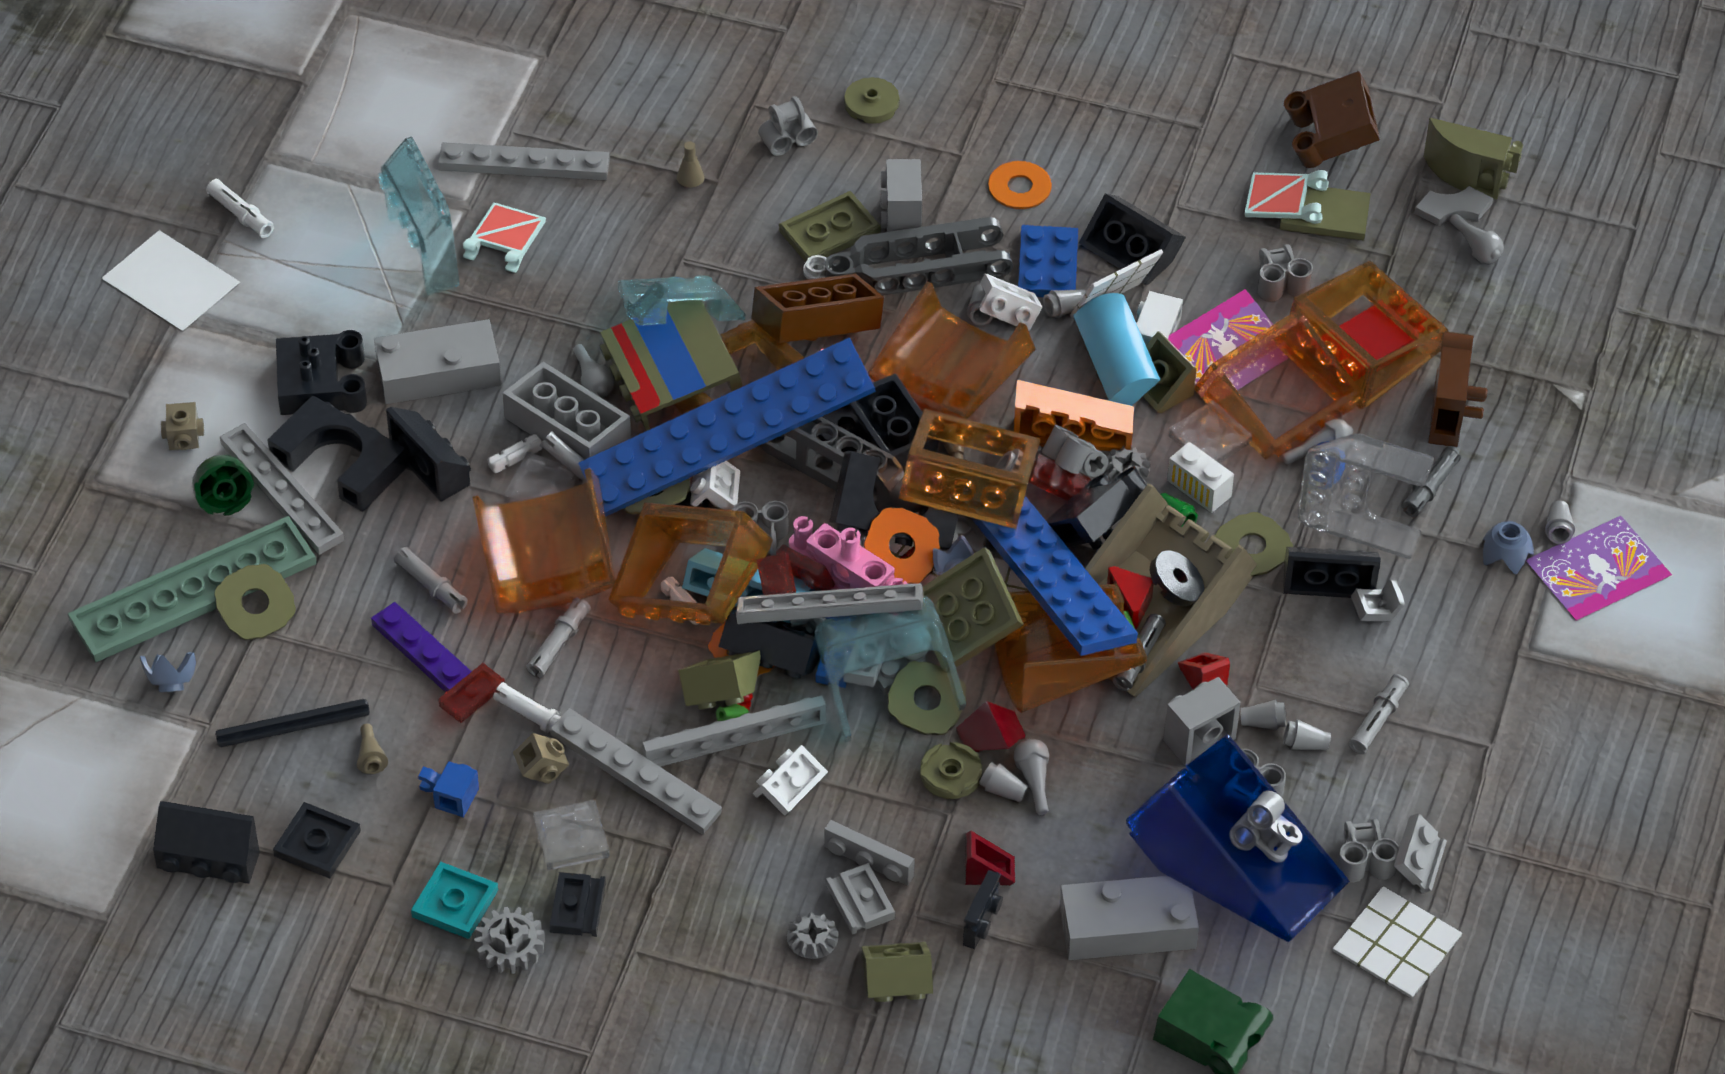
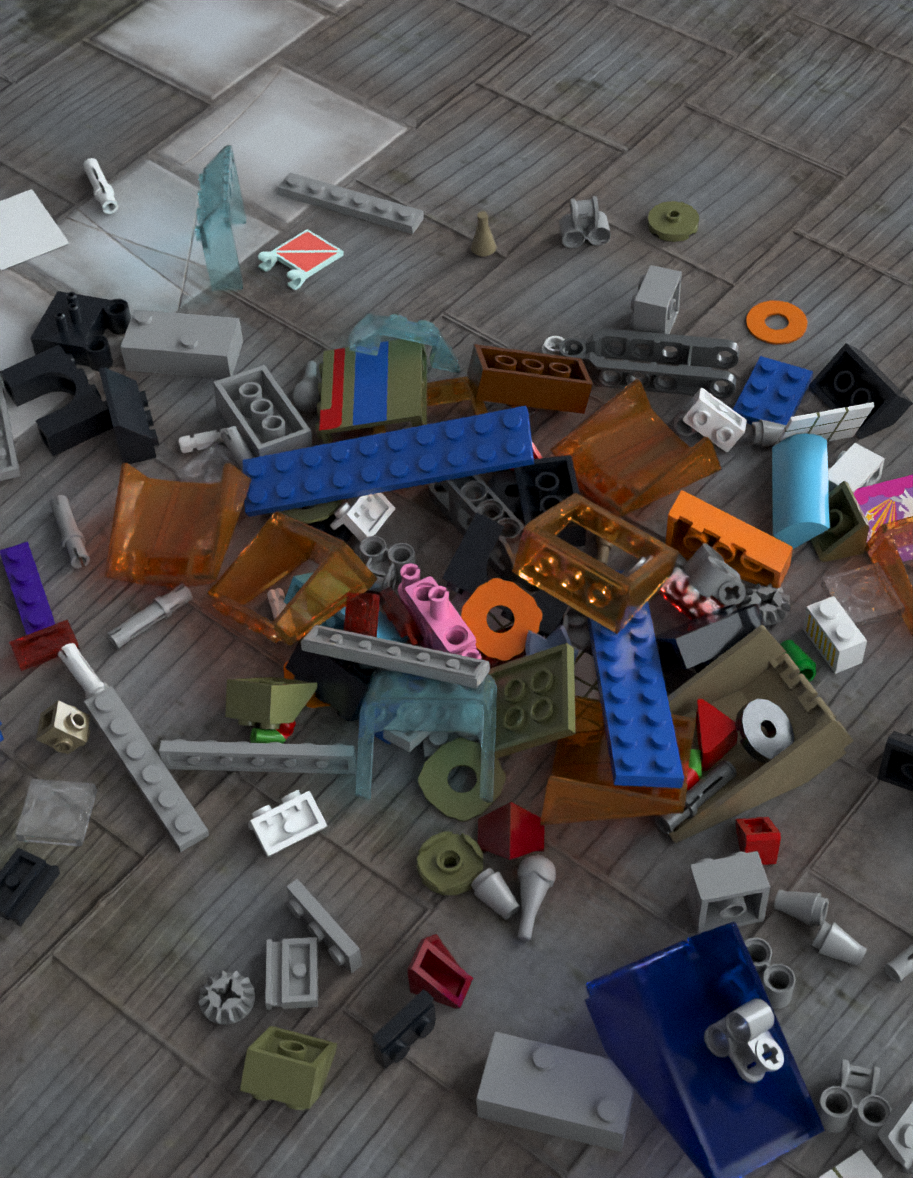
camera: 25 degrees right, 0 degrees up
(829, 227) = (583, 315): olive tile -> none
(1264, 527) = (873, 697): olive piece -> none

